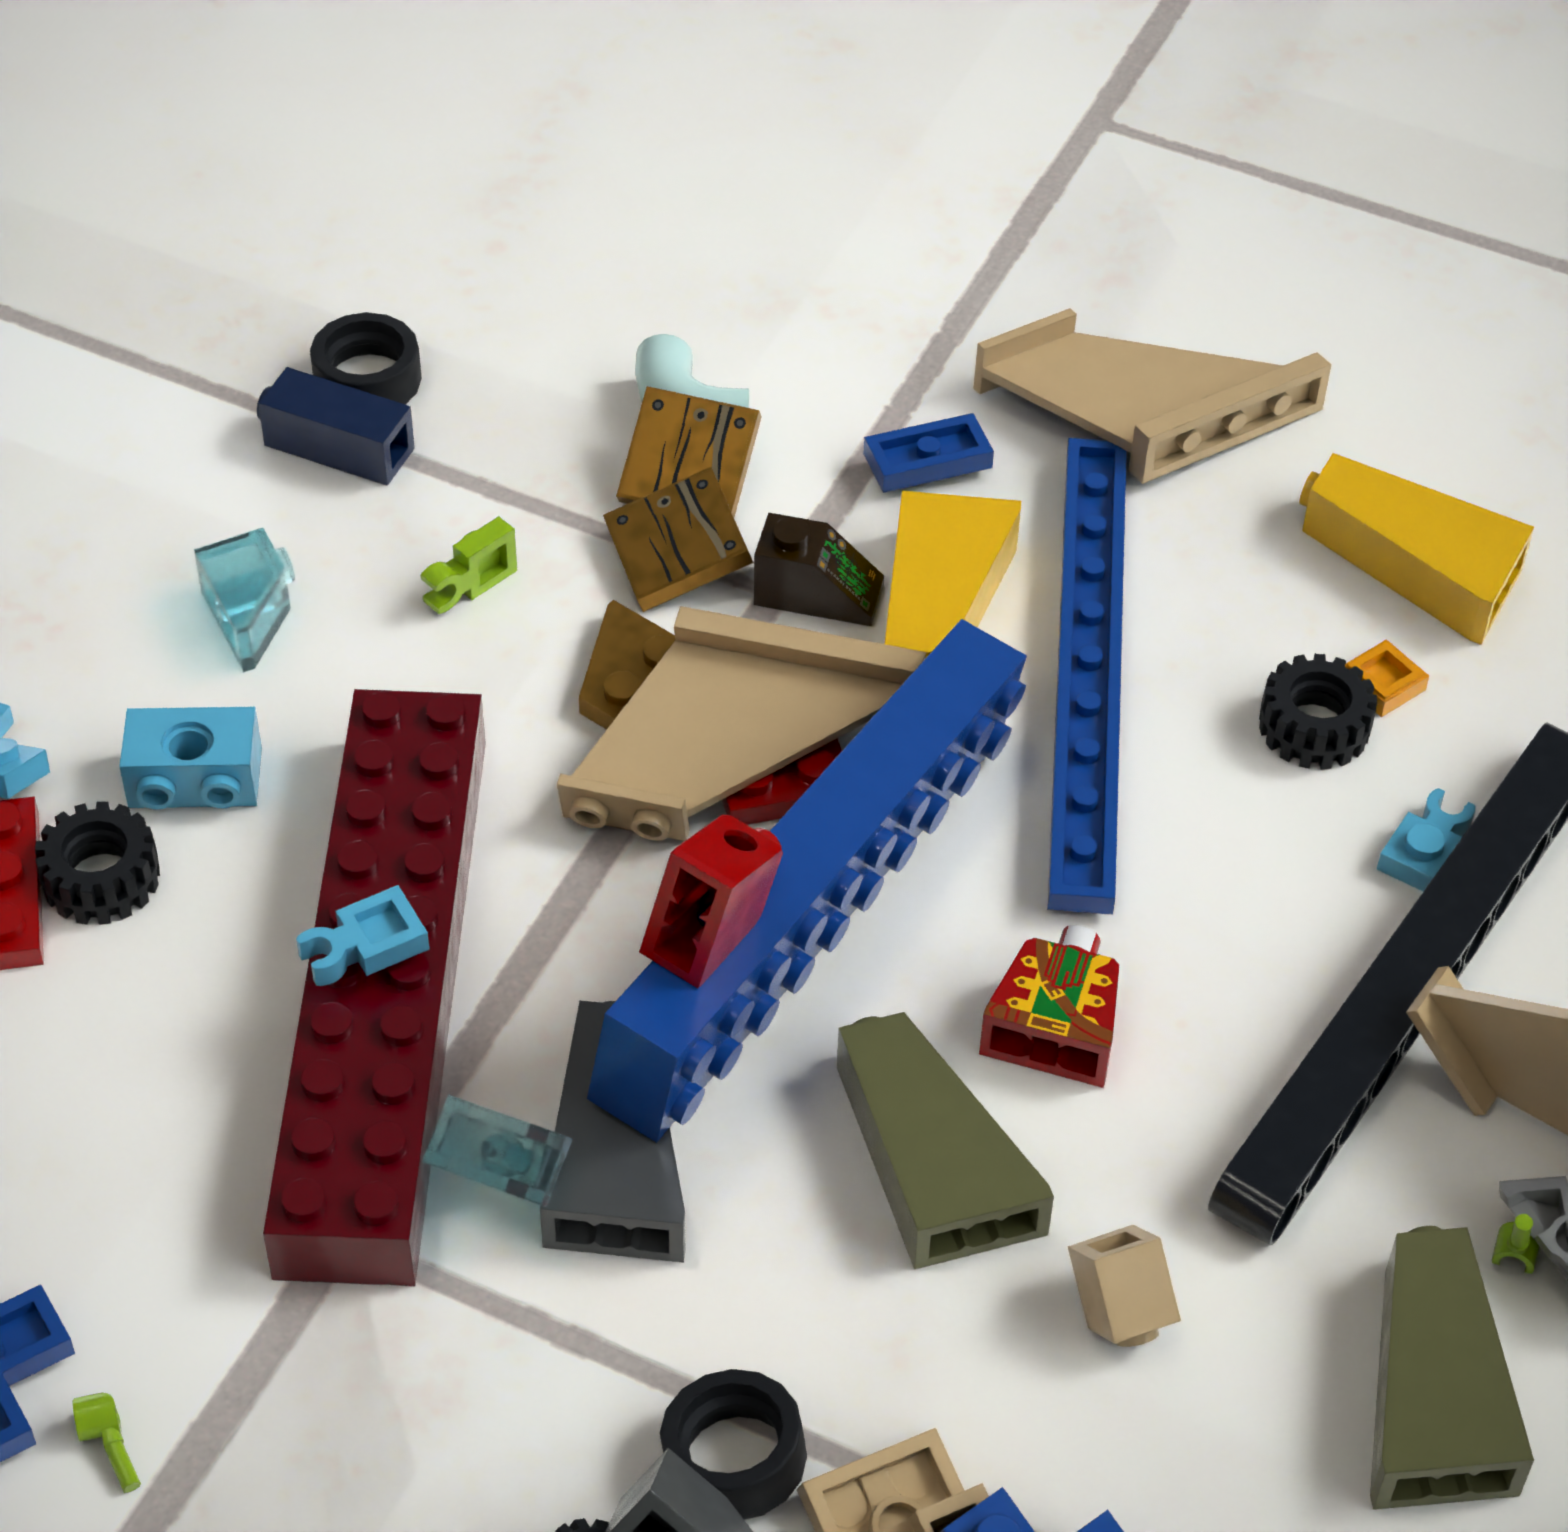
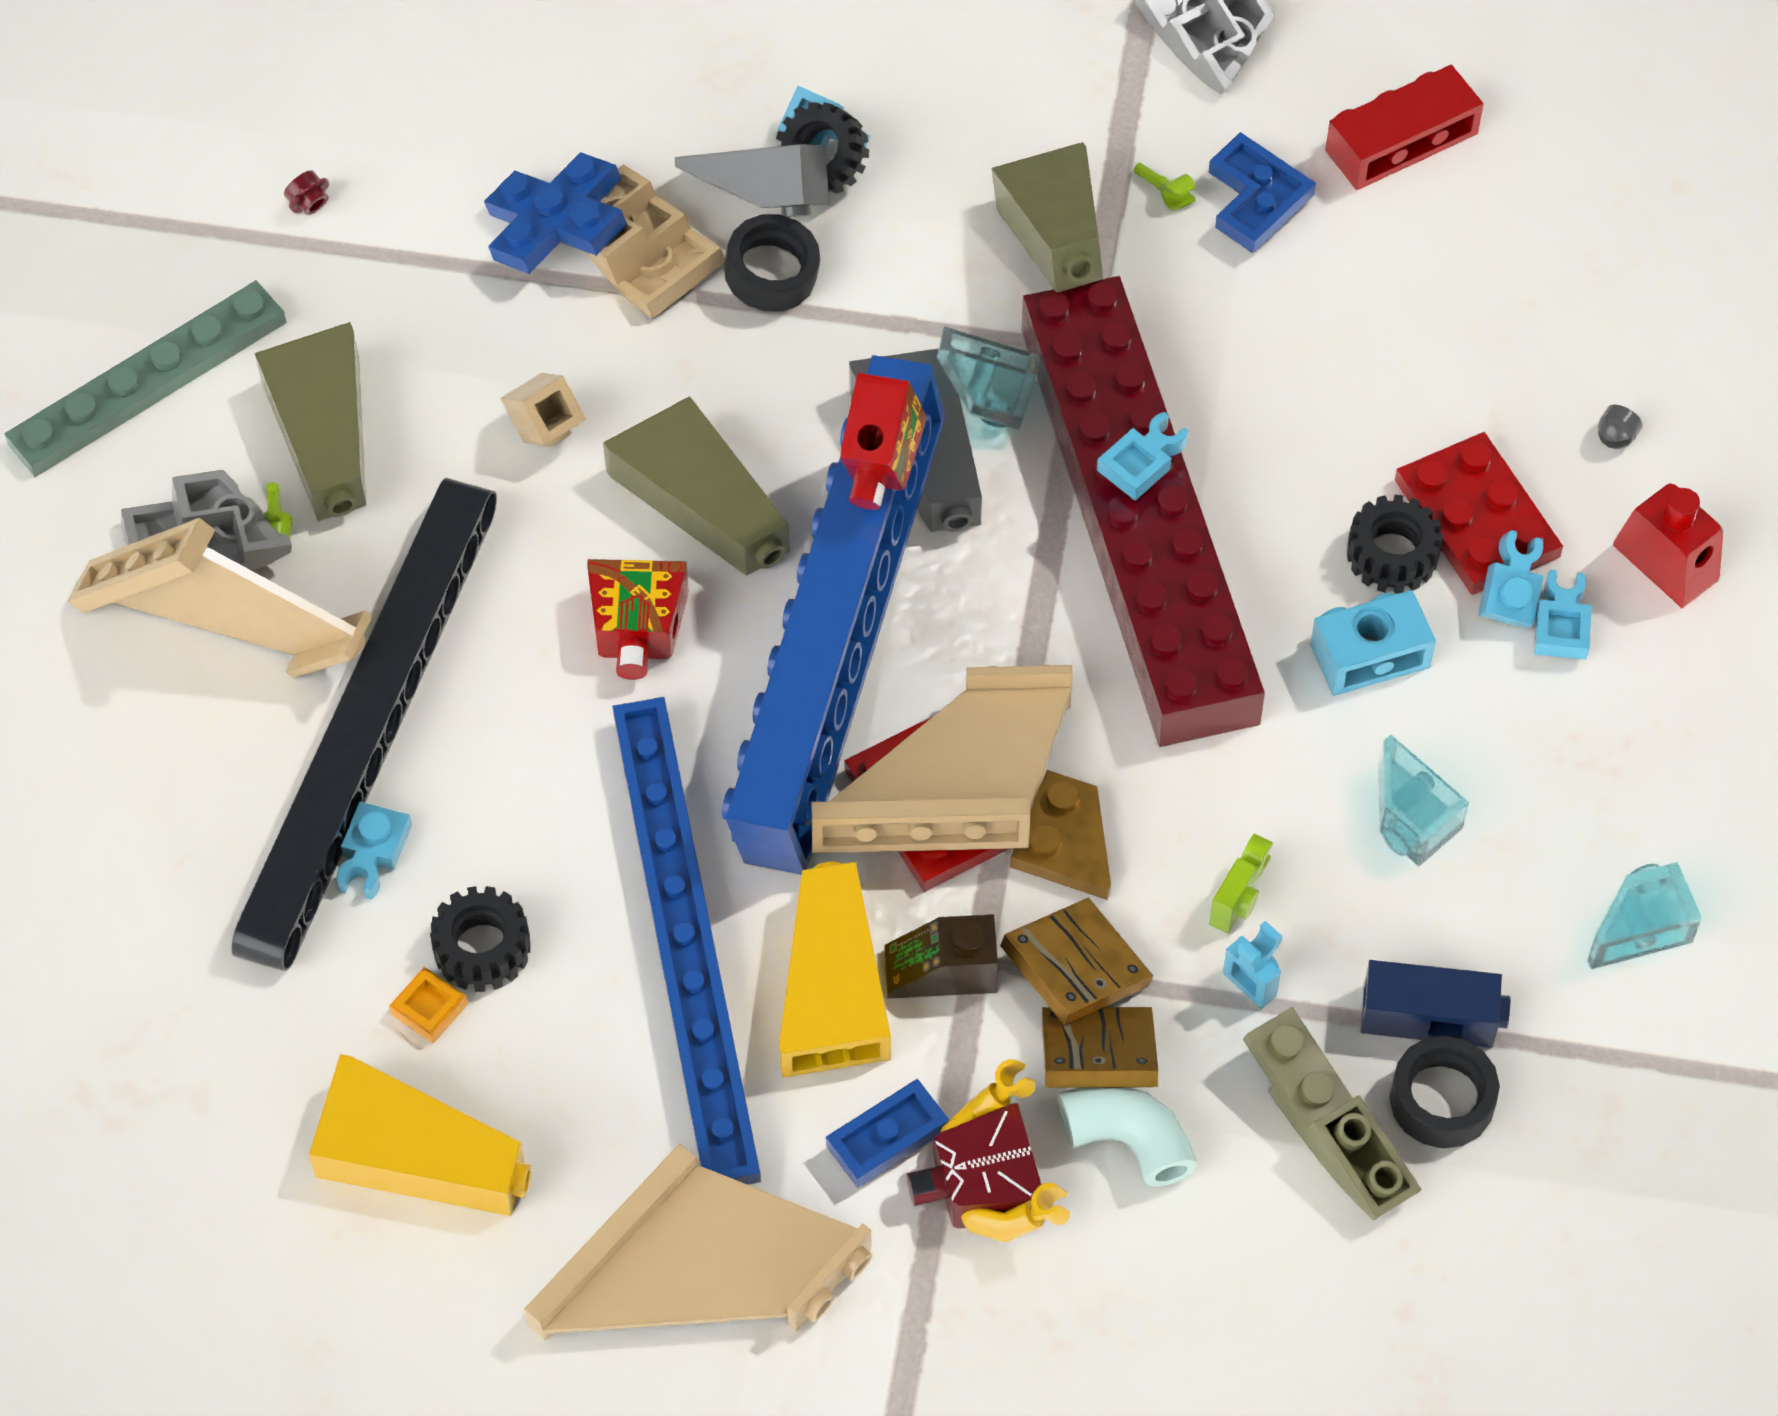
camera: 165 degrees right, 10 degrees up
(80, 445) = (1646, 916): none -> clear light blue slope
(302, 1365) = (1053, 213): none -> olive slope
(487, 359) = (1328, 1118): none -> olive slope
(498, 486) = (1253, 966): none -> medium azure plate
(839, 385) = (989, 1167): none -> torso

